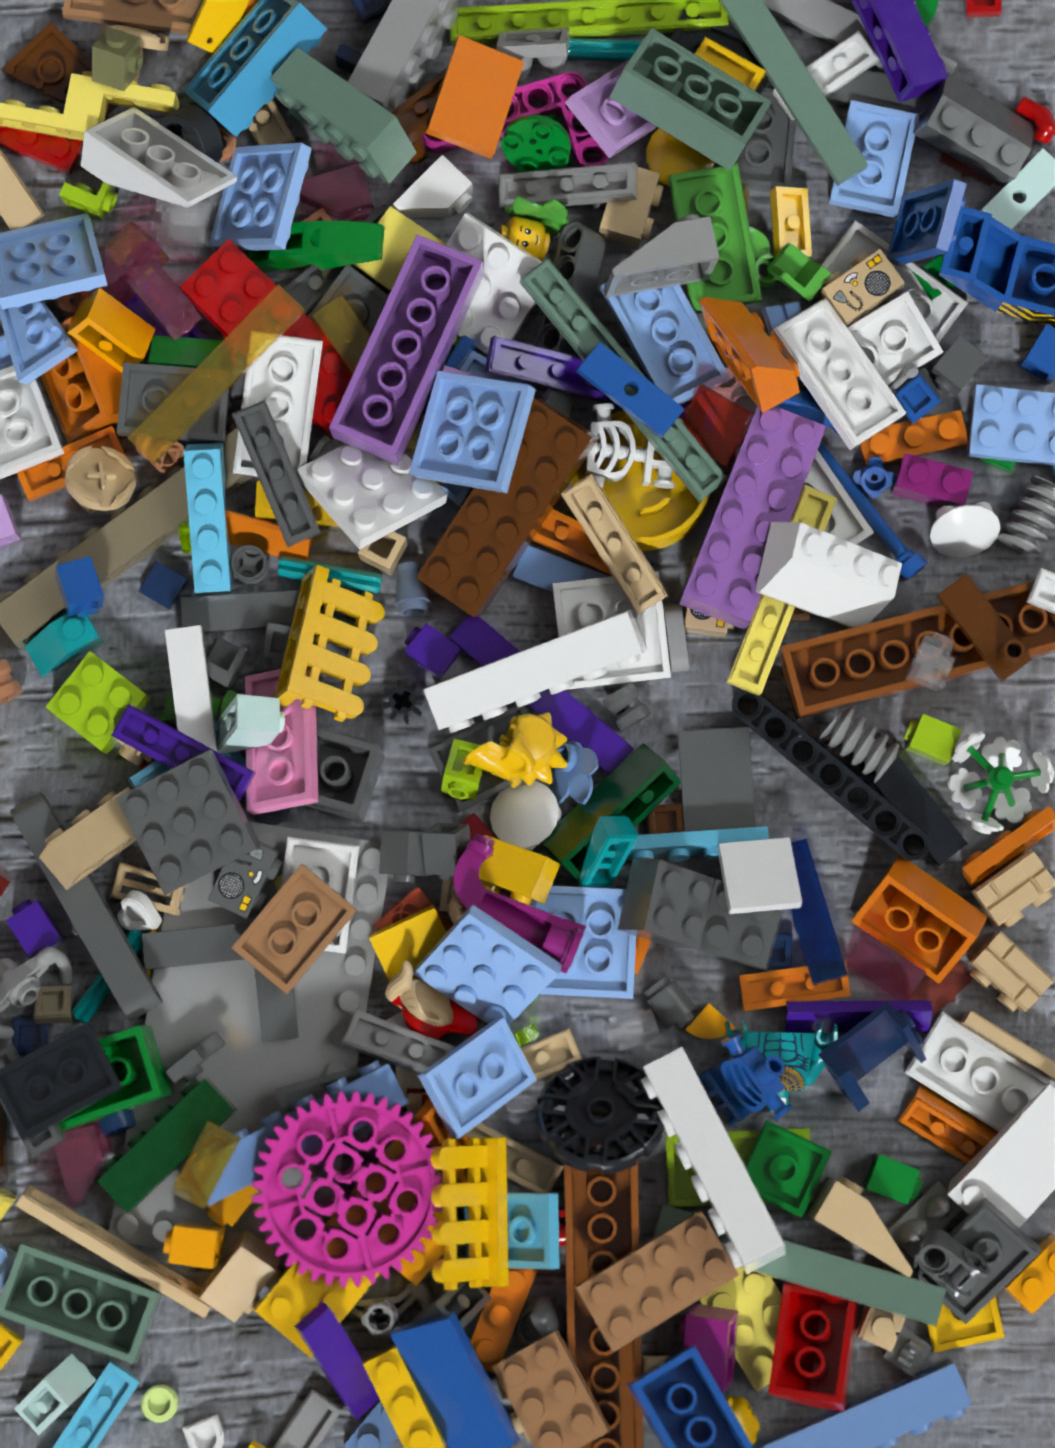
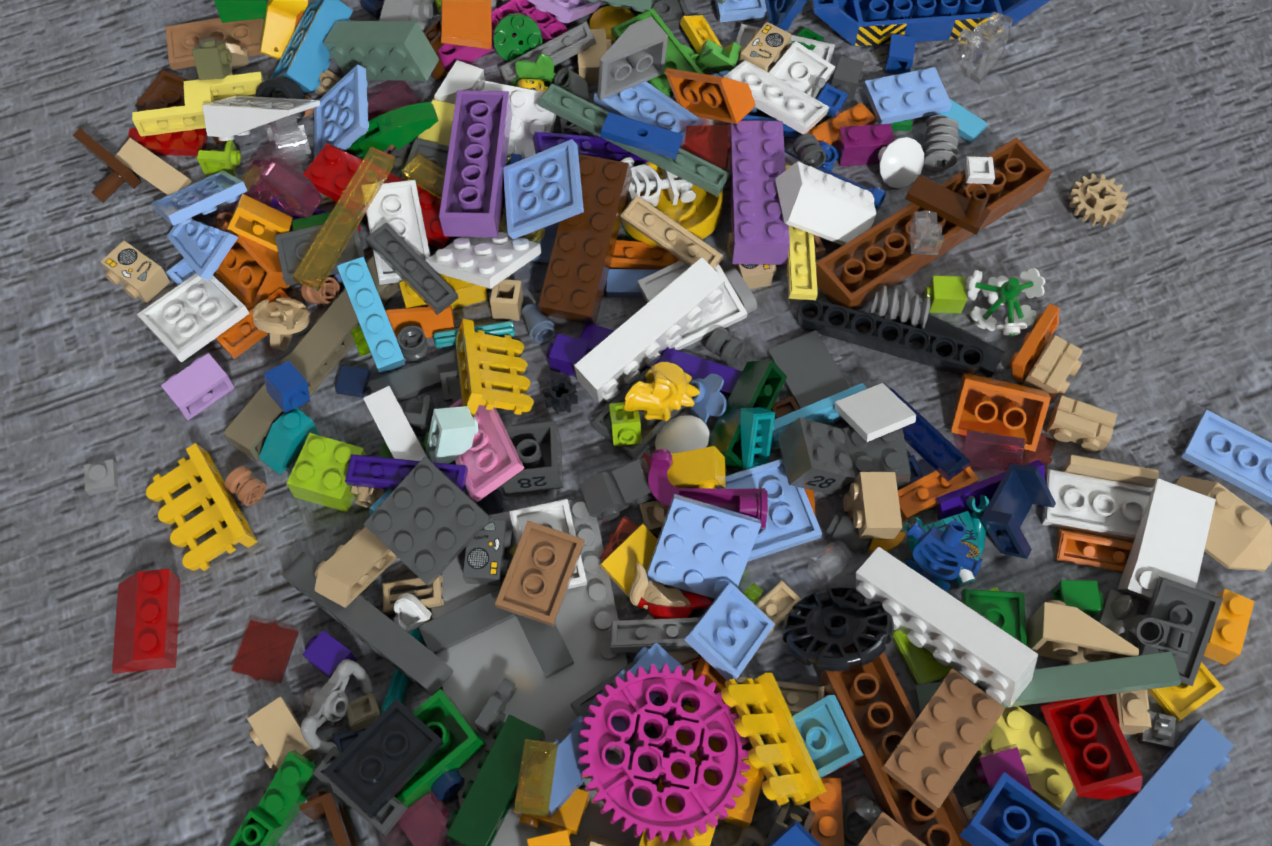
camera: 20 degrees left, 20 degrees down
(706, 991) = (874, 505): none -> tan brick
(849, 473) = (809, 151): none -> dark grey wheel

